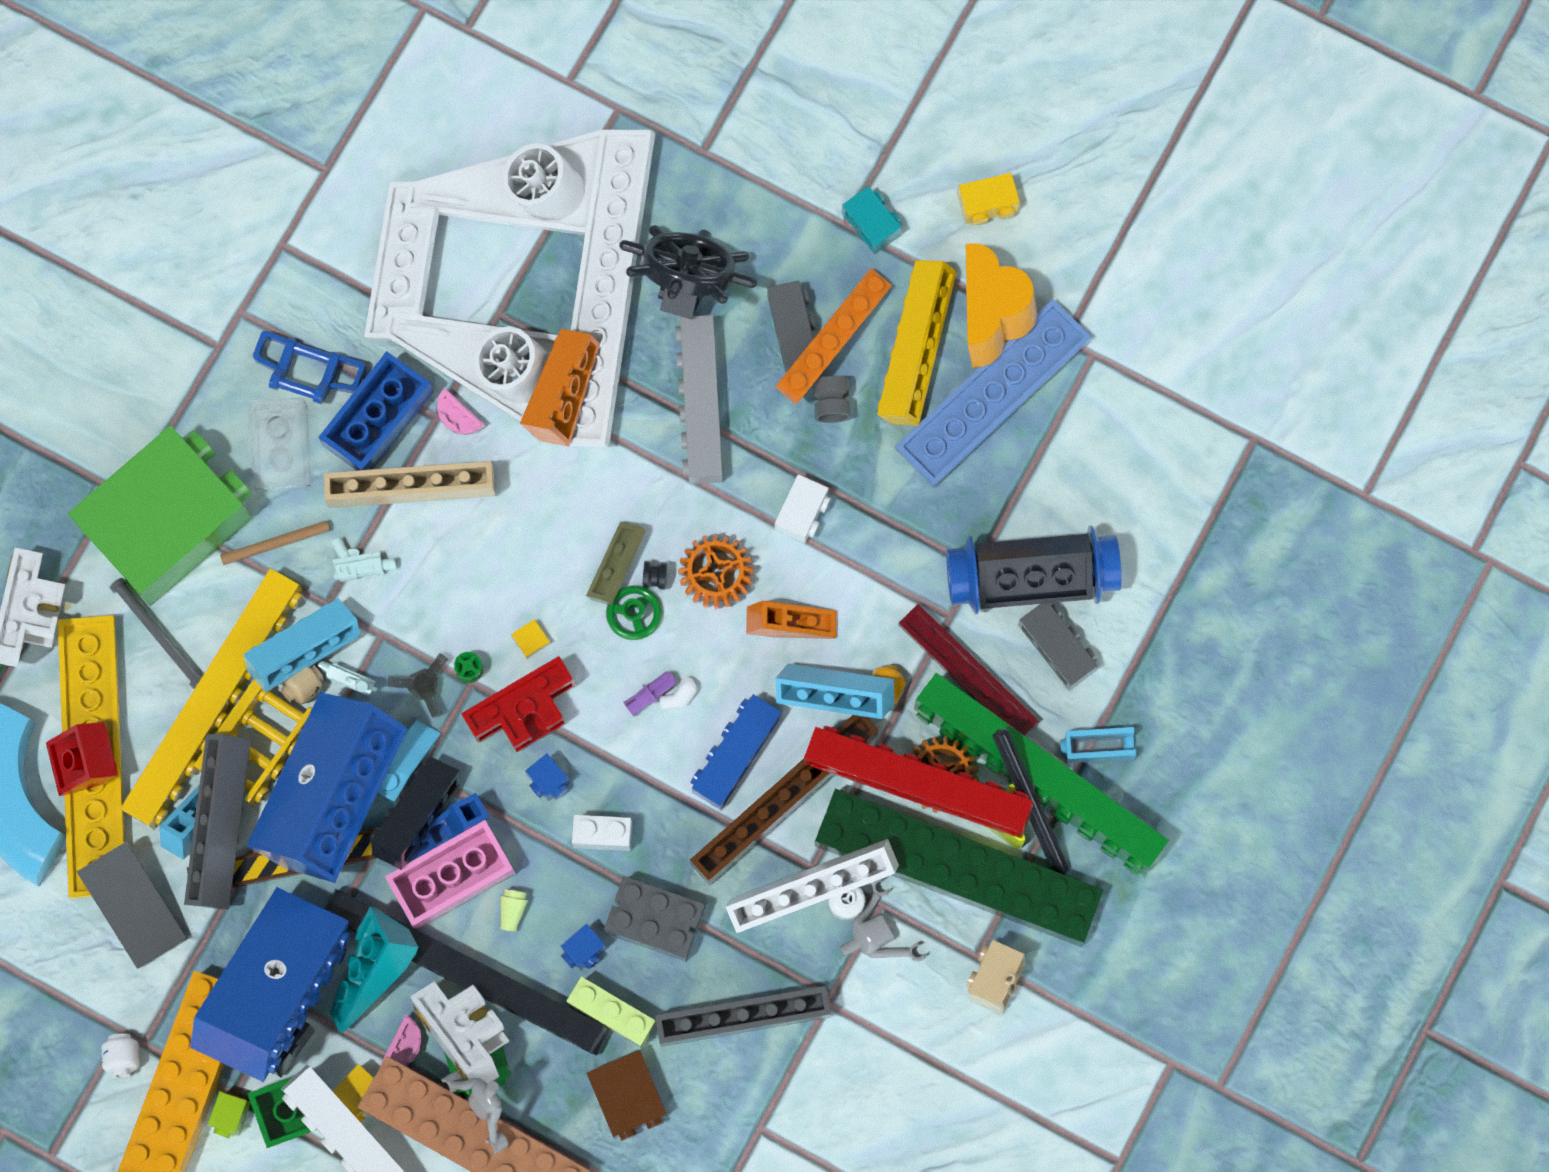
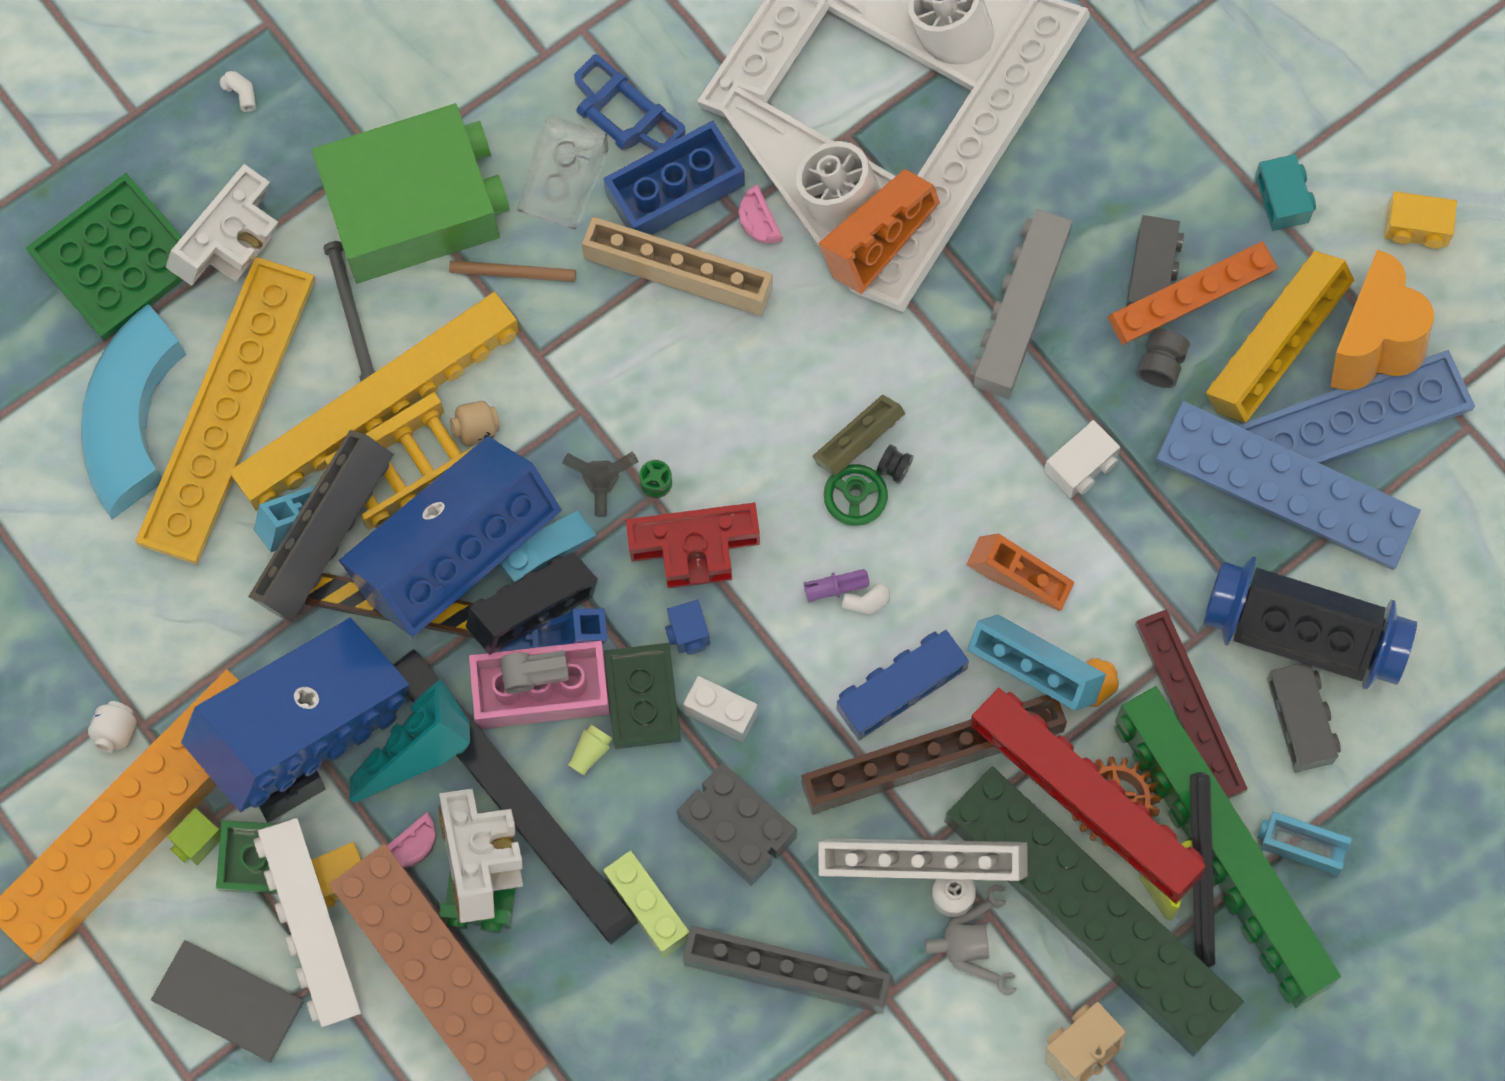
camera: 25 degrees right, 5 degrees down
(81, 758) = (214, 403): red slope -> none
(131, 904) = (195, 575): dark grey tile -> none
(301, 645) = (491, 381): medium azure brick -> none
(347, 677) = (525, 437): light aqua piece -> none
(353, 565) = (583, 326): light aqua piece -> none
(436, 871) = (525, 671): none -> light grey piece
(484, 1103) = (464, 939): light grey piece -> none
(530, 638) = (734, 477): yellow tile -> none
(534, 848) = (642, 696): none -> dark green plate
(583, 948) = (646, 823): blue brick -> none
(627, 1095) = (624, 1001): reddish brown brick -> none
(687, 269) = (1064, 161): black piece -> none
(727, 566) = (949, 486): orange gear -> none
(971, 463) = (1288, 485): none -> medium blue plate

